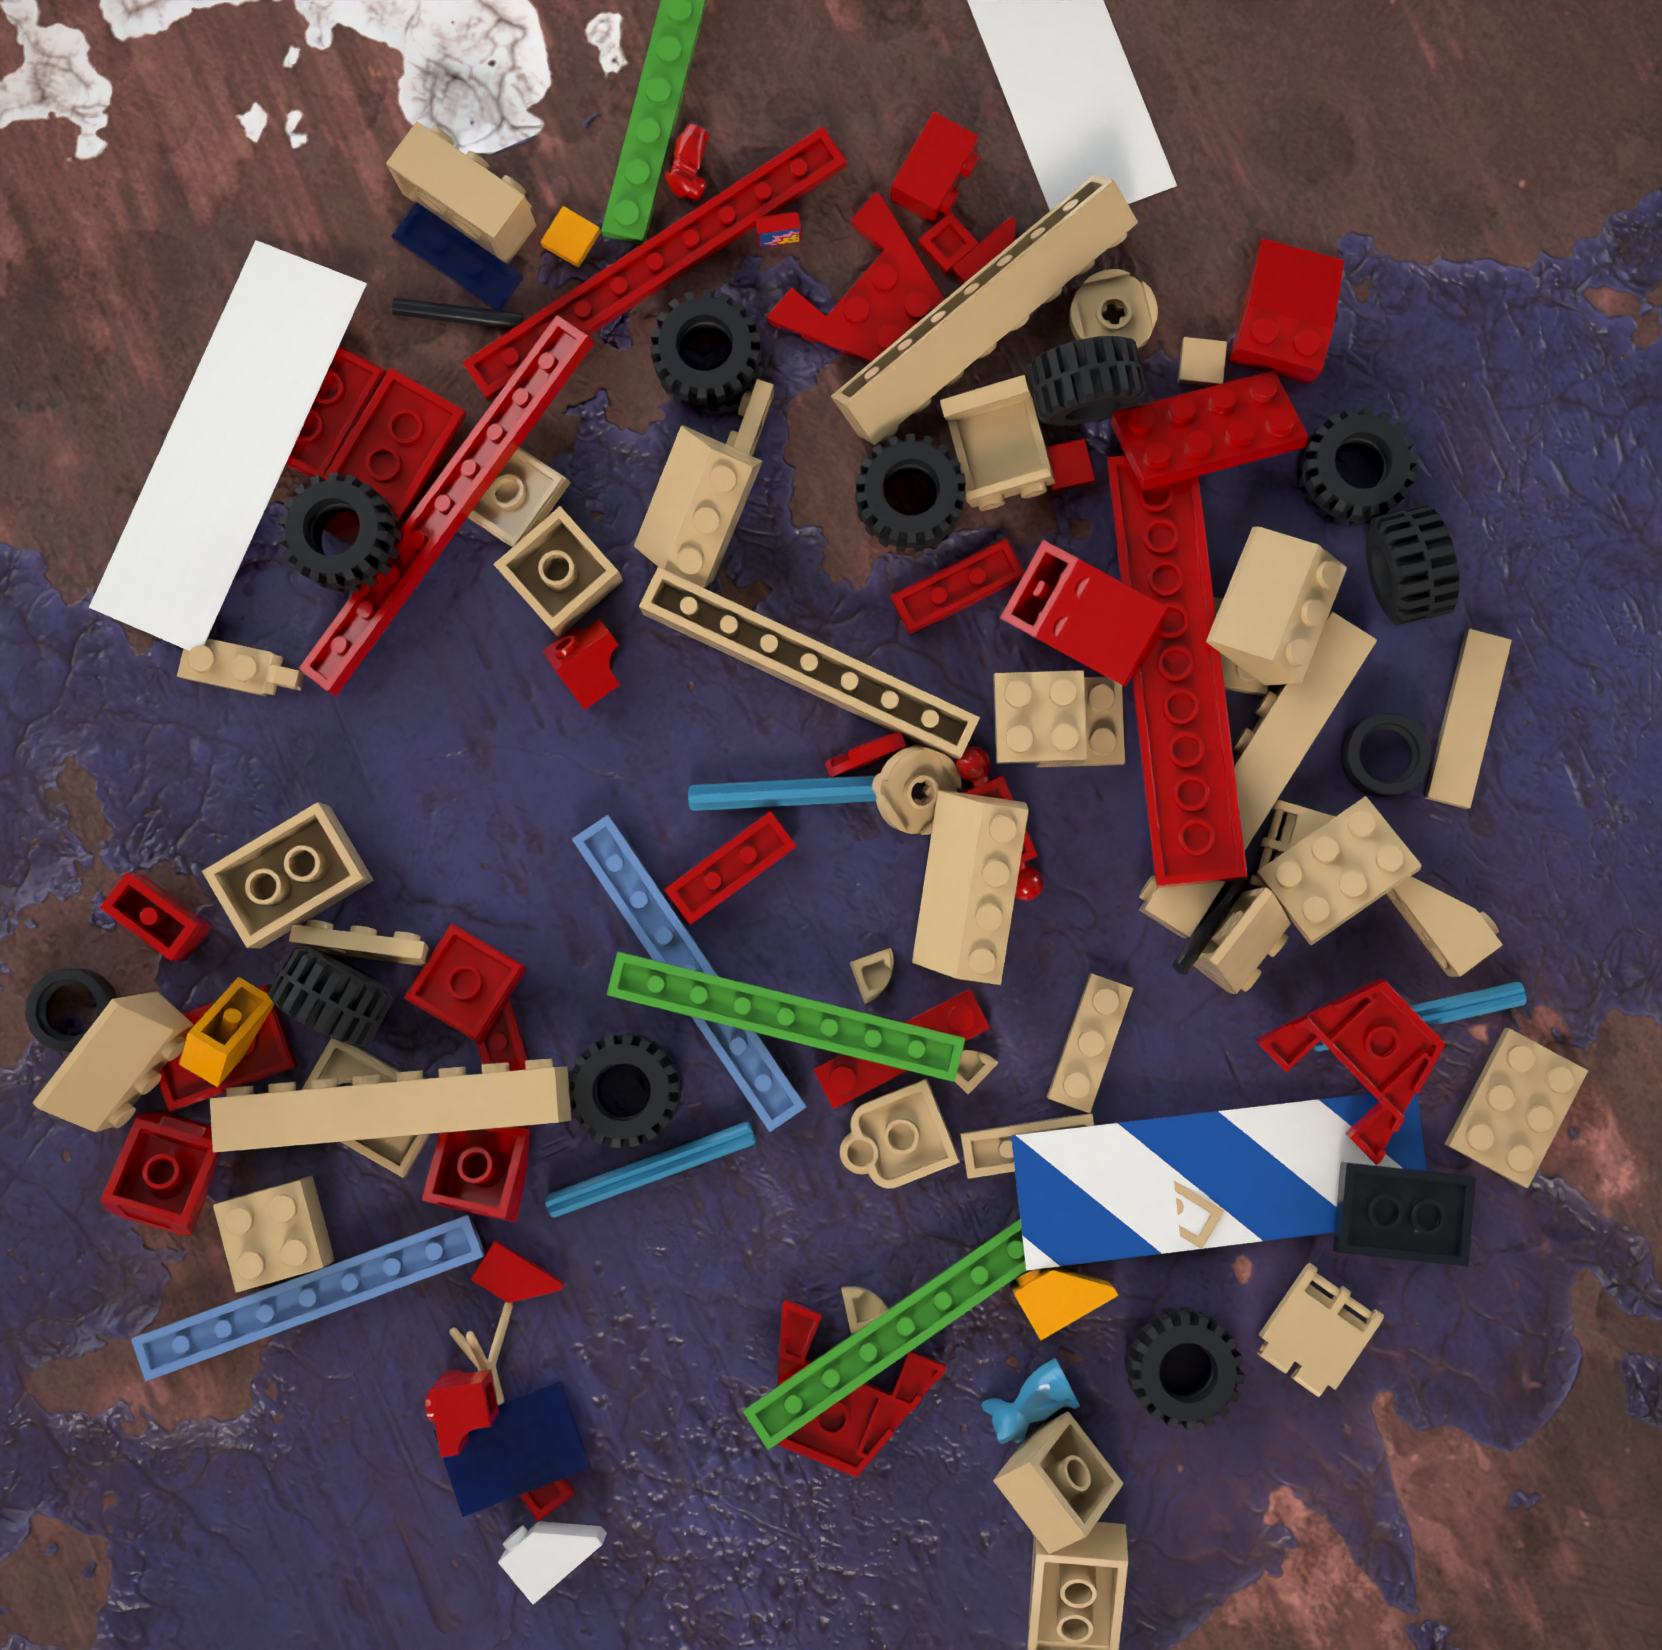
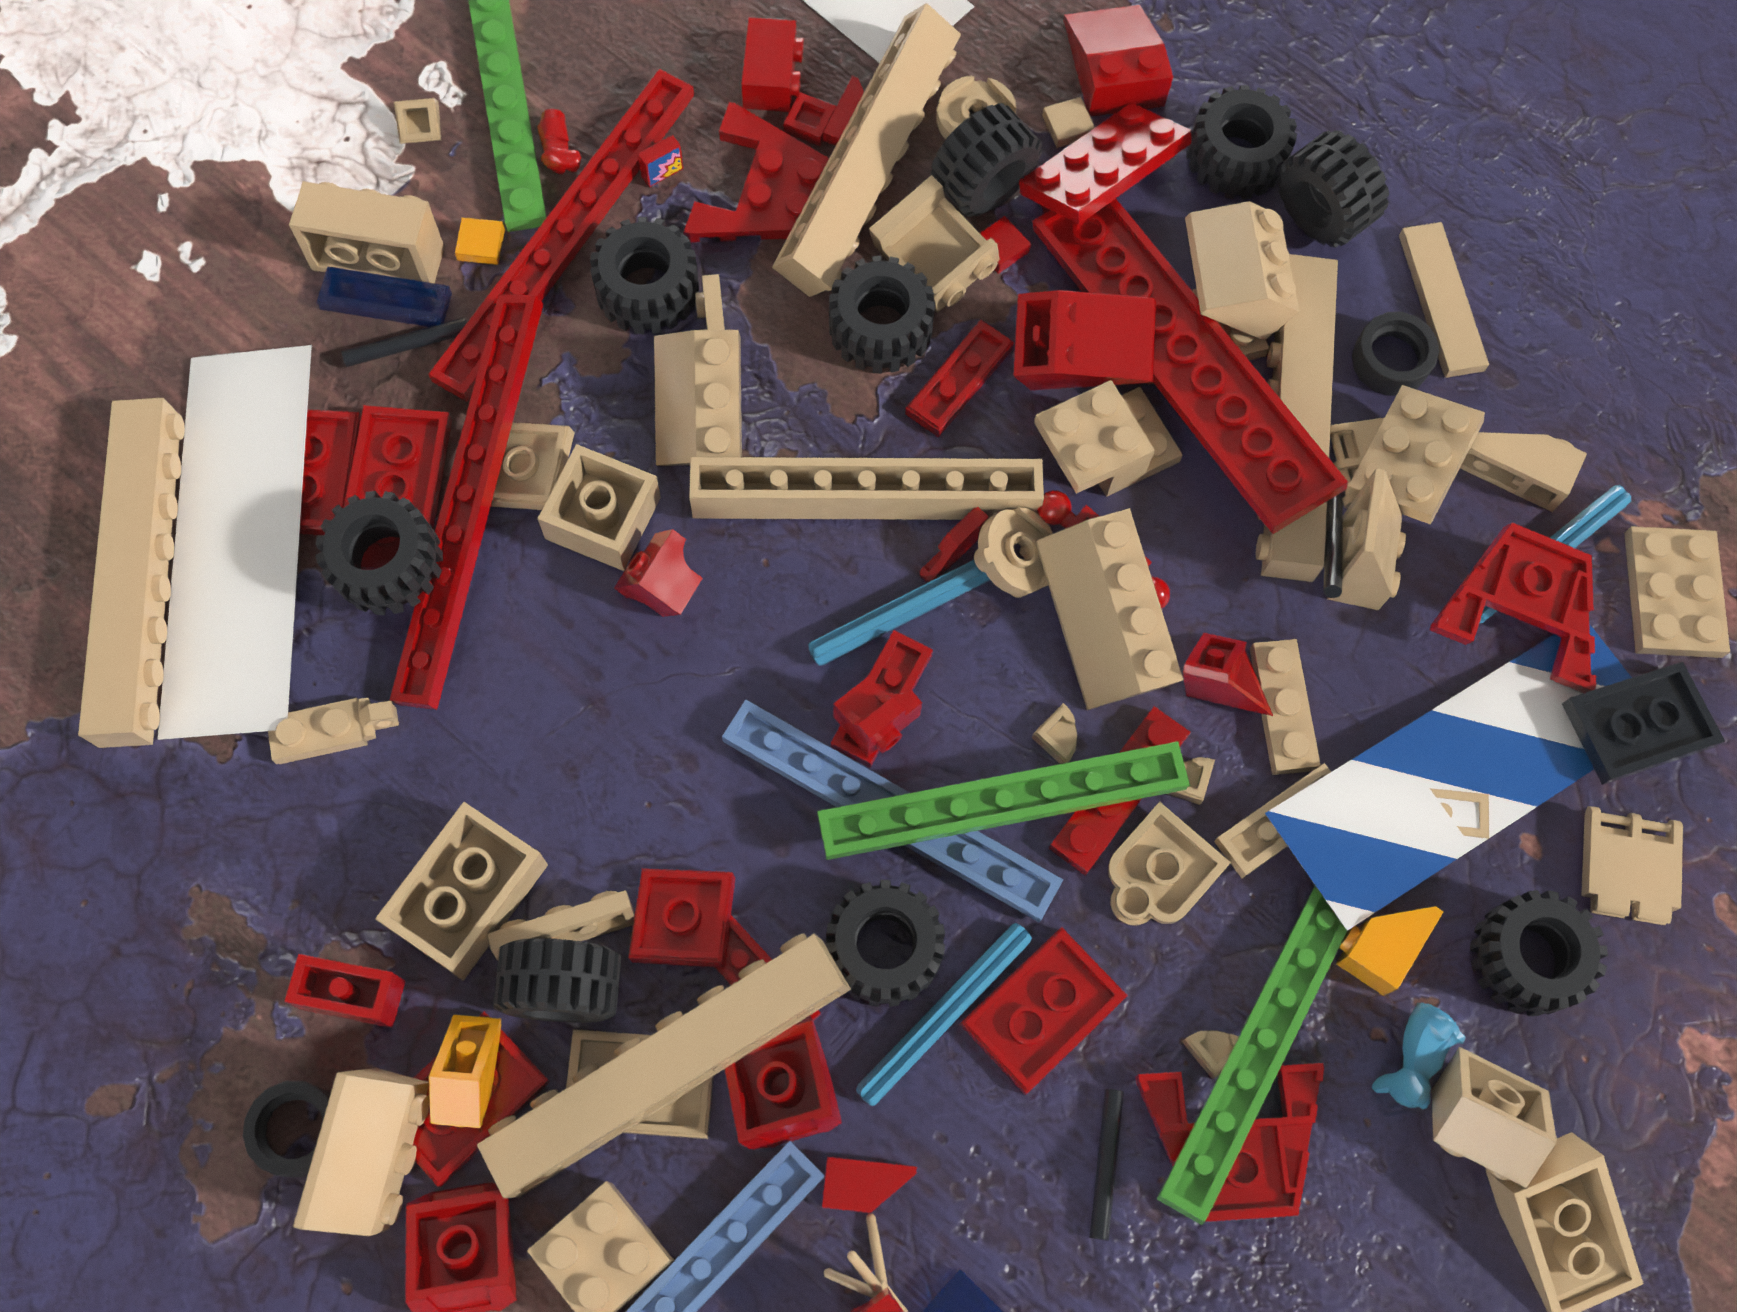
camera: 30 degrees left, 15 degrees down
(123, 438) = (131, 575): none -> tan brick
(567, 75) = (418, 120): none -> tan slope
(708, 889) = (875, 716): none -> red brick
(723, 1357) = (1106, 1164): none -> black bar
(736, 1206) = (1043, 1010): none -> red tile
(1049, 988) = (1223, 674): none -> red slope

